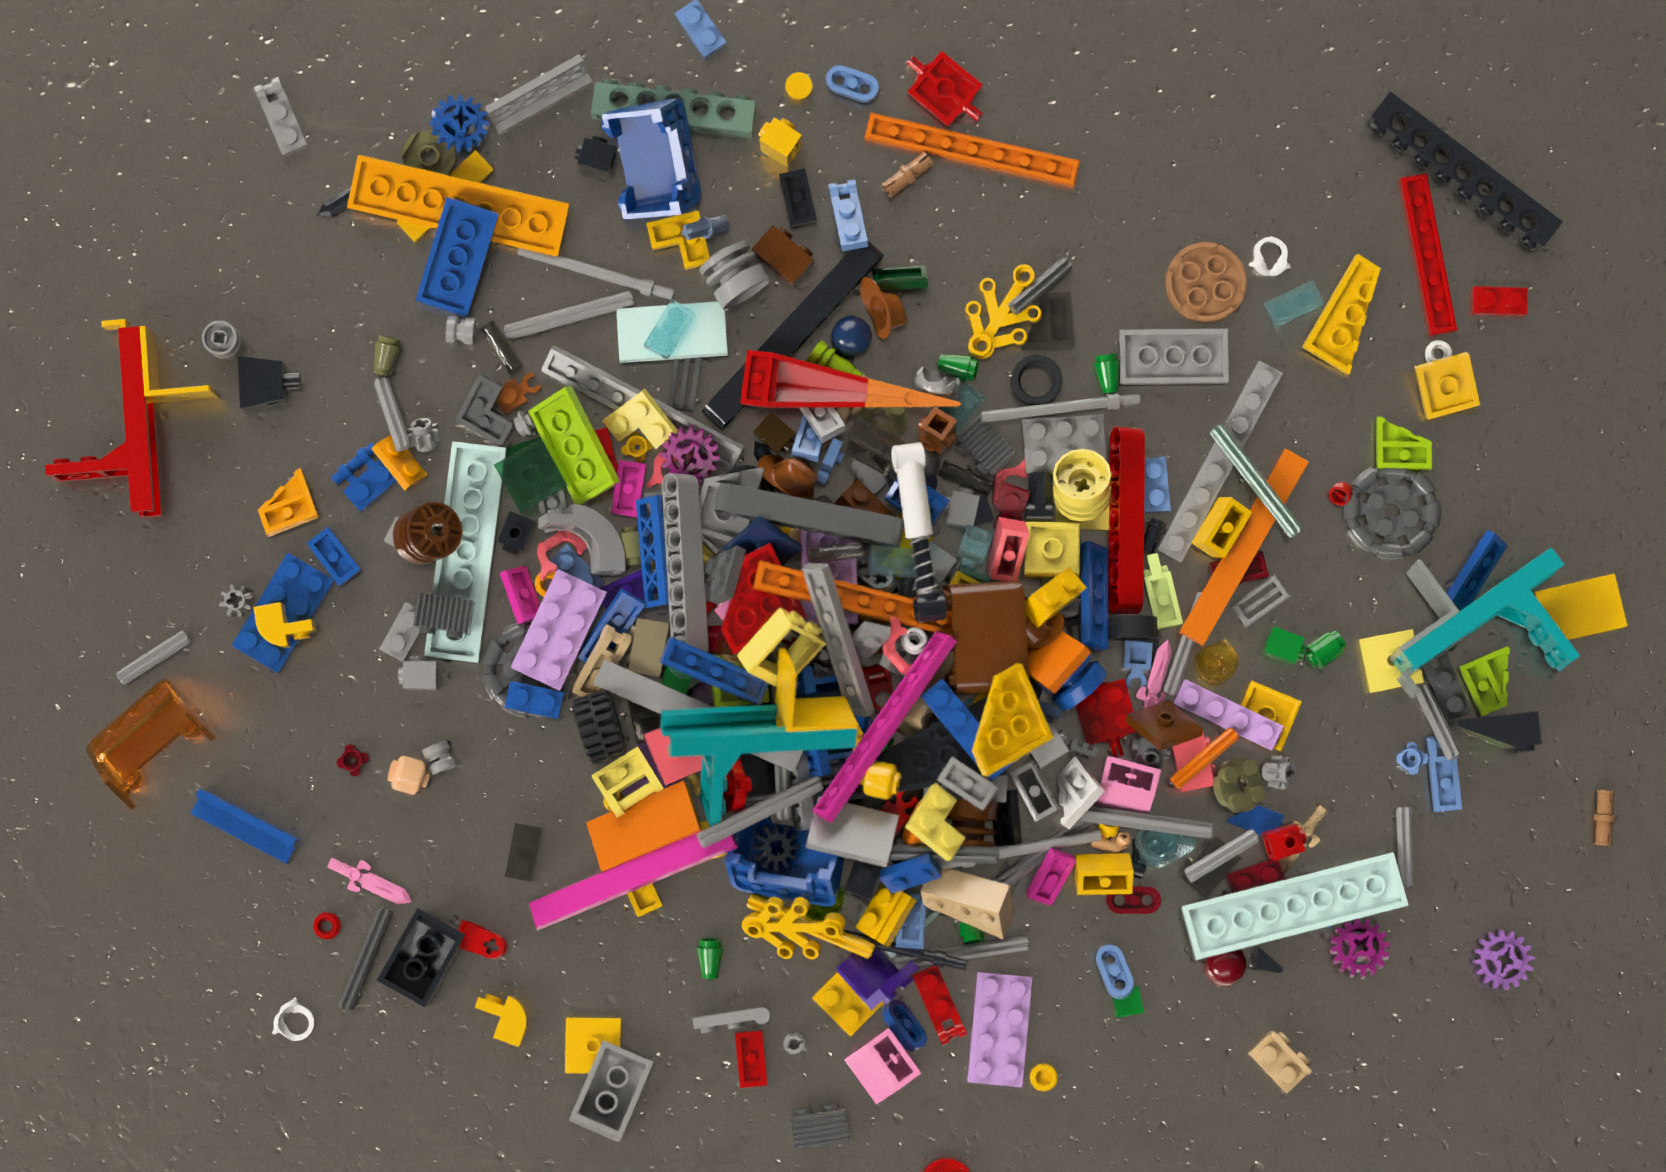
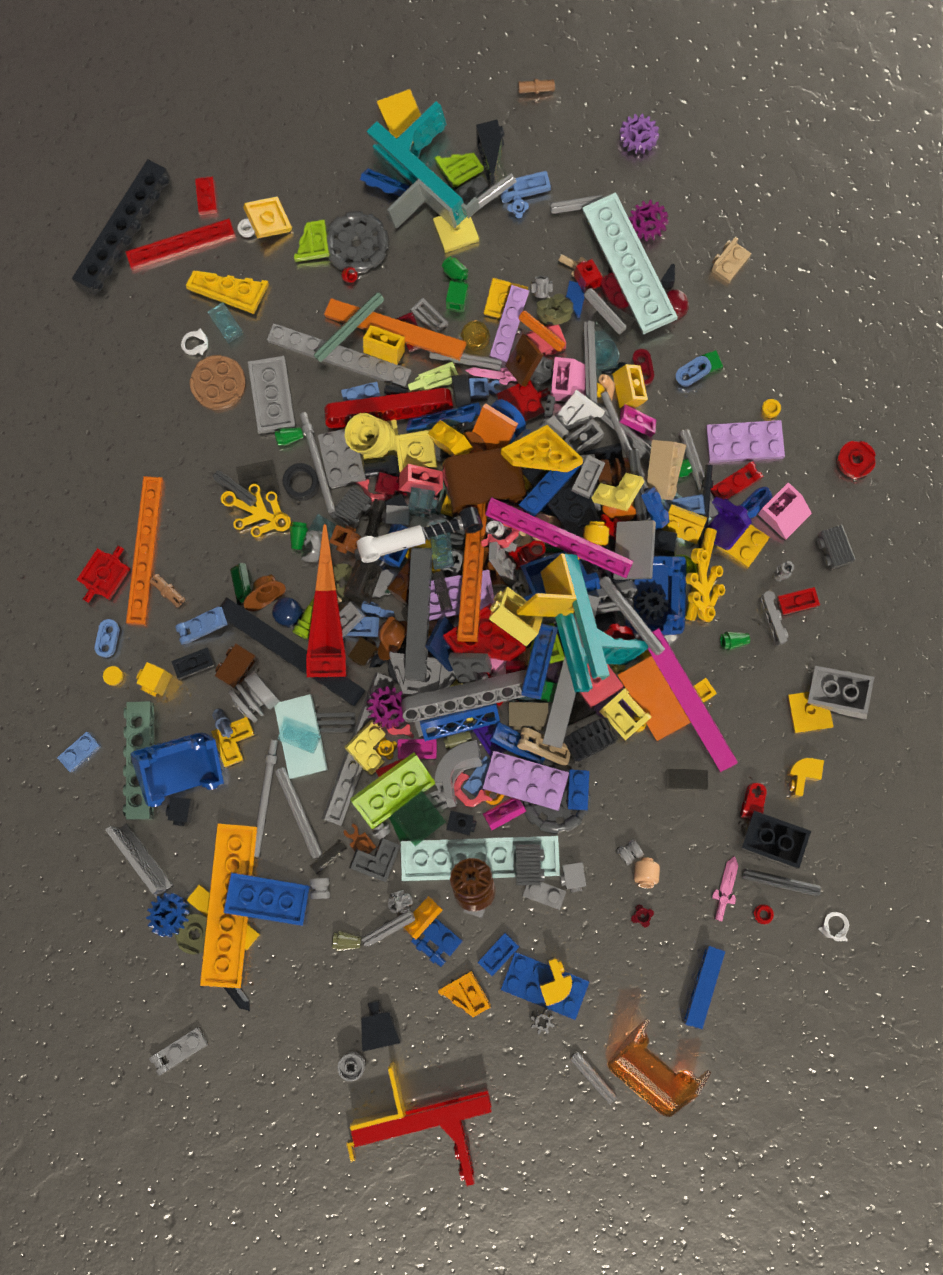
camera: 100 degrees left, 5 degrees down
(838, 638) = (501, 578): light grey plate -> none

